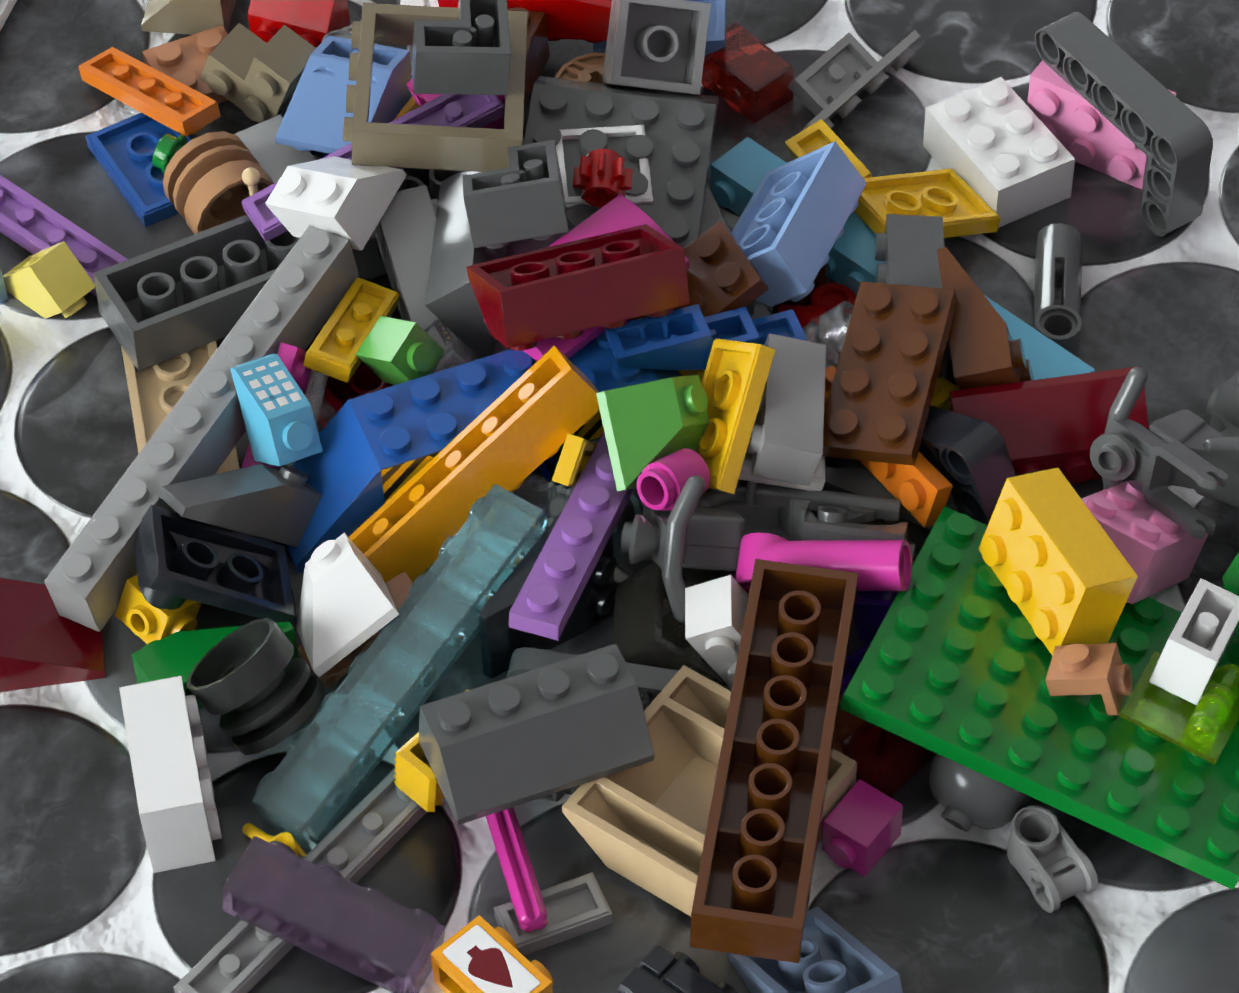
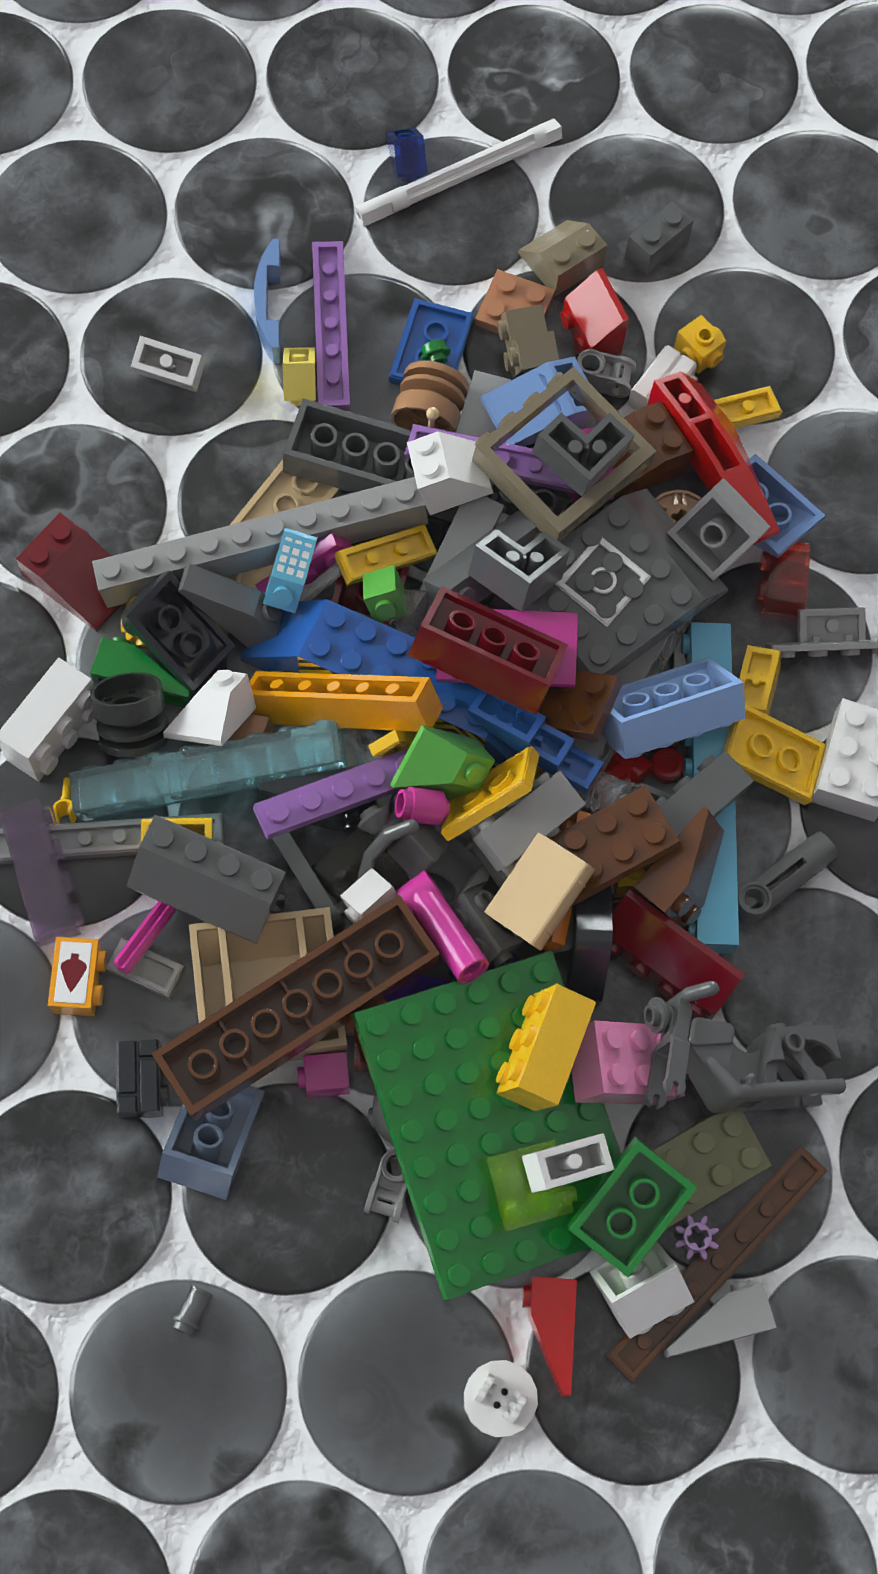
camera: 40 degrees right, 20 degrees up
(149, 91) = (467, 301): orange plate -> none
(602, 177) = (581, 593): red gear -> none
(882, 443) = (539, 891): none -> tan piece
(1090, 671) = (494, 1123): nougat bracket -> none

